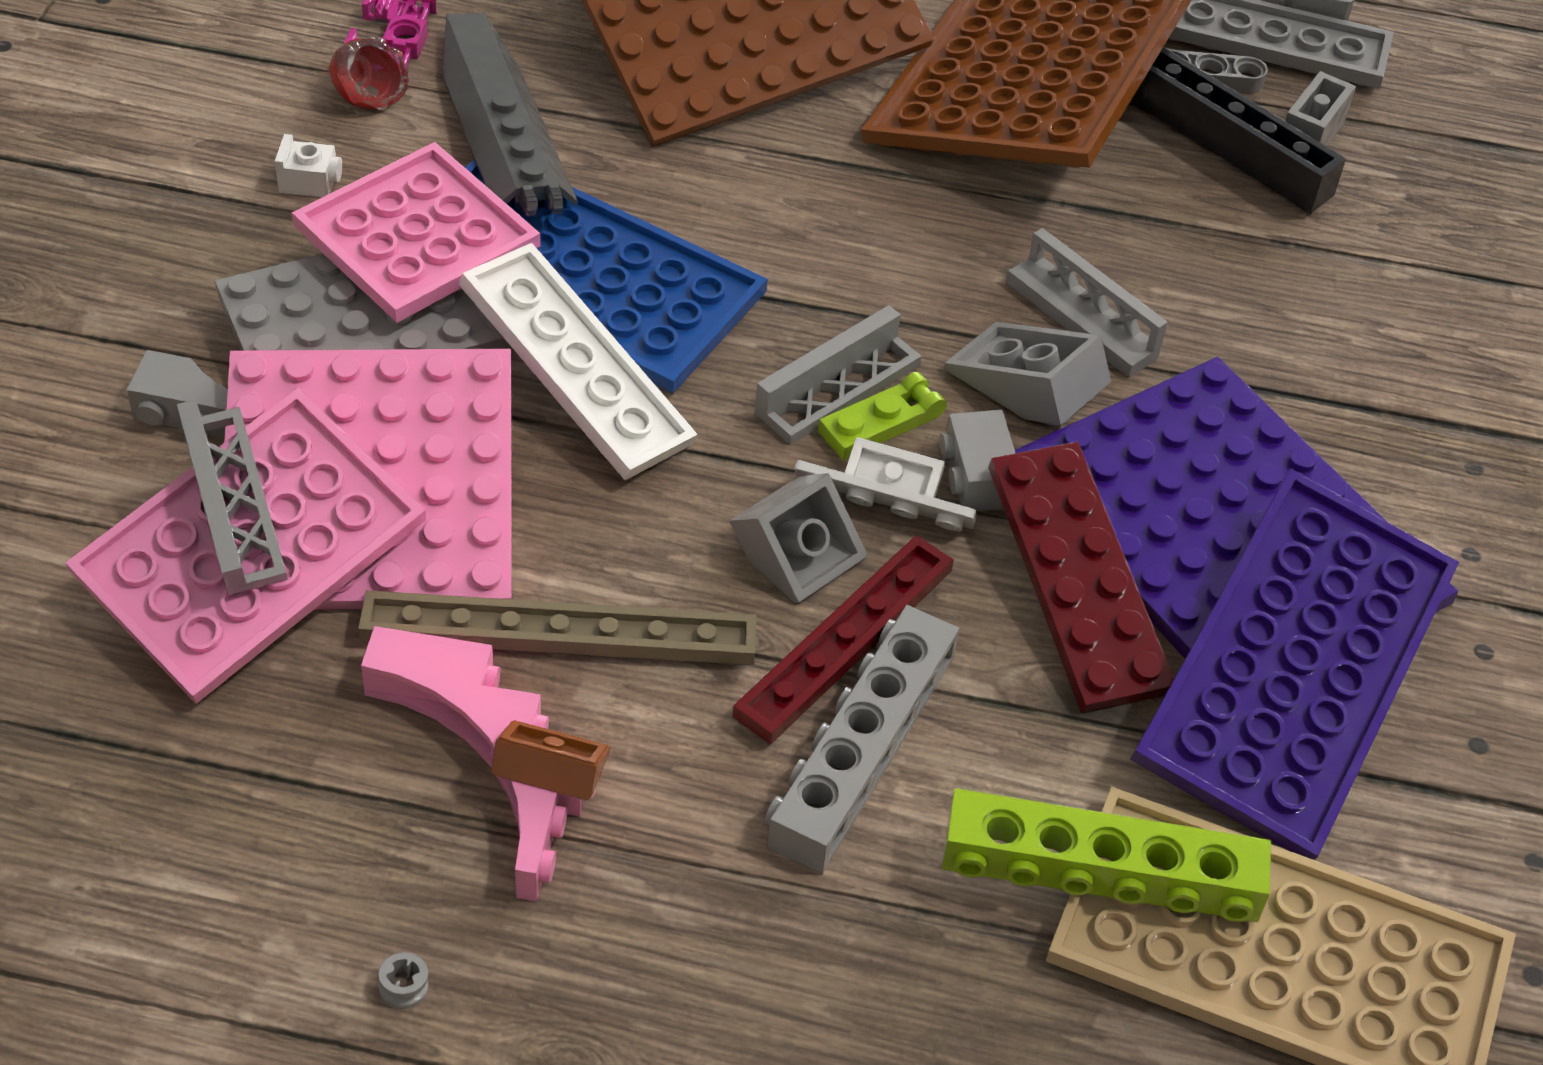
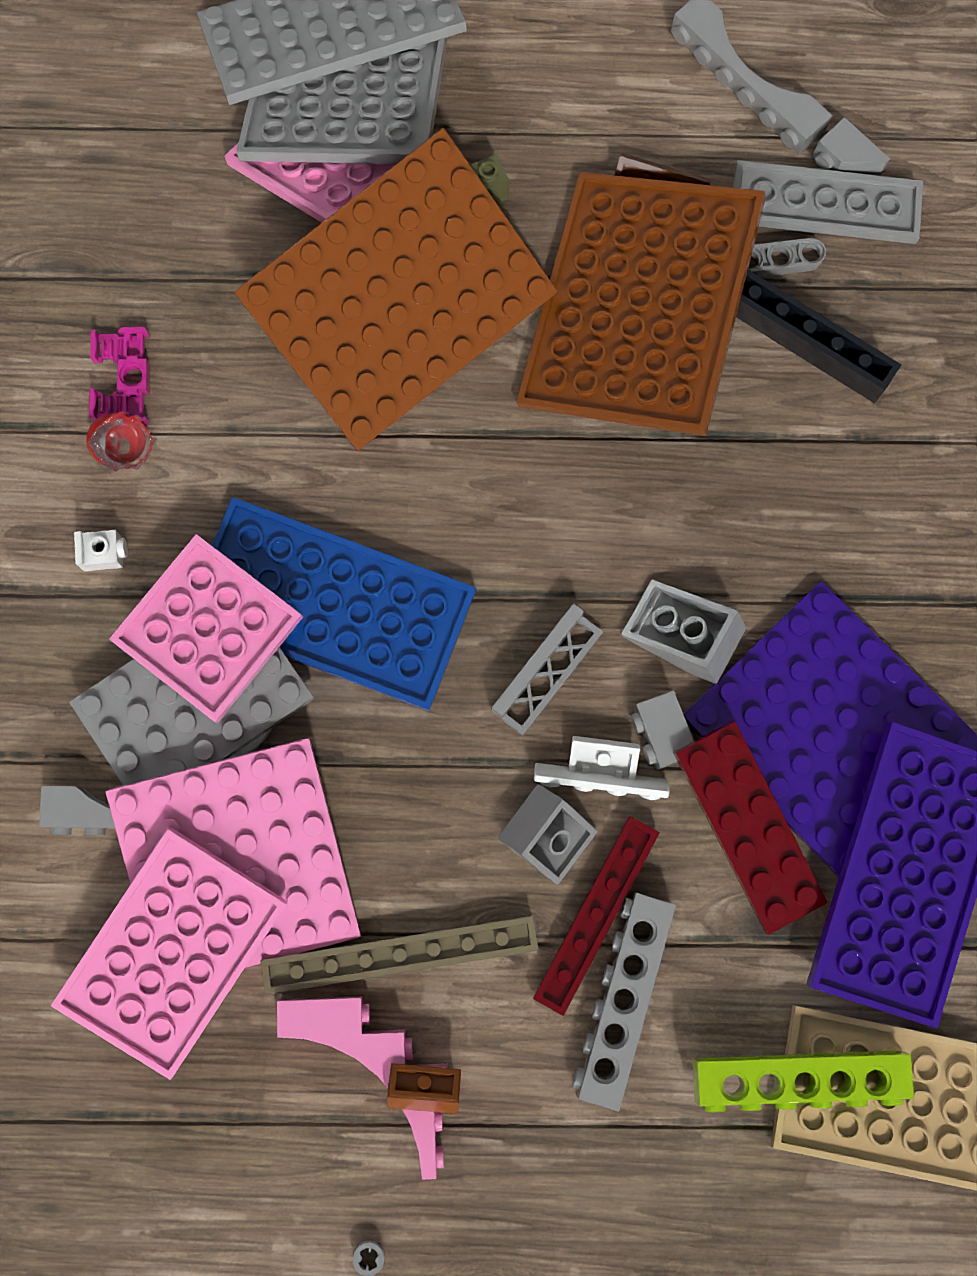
camera: 10 degrees left, 30 degrees up
(214, 504) = (137, 943): light grey fence -> none
(501, 117) = (235, 460): dark grey hinge -> none
(578, 360) = (355, 718): white plate -> none
(882, 415) = (583, 698): lime plate -> none
(1087, 311) = (717, 553): light grey fence -> none
(1322, 107) = (872, 304): light grey brick -> none

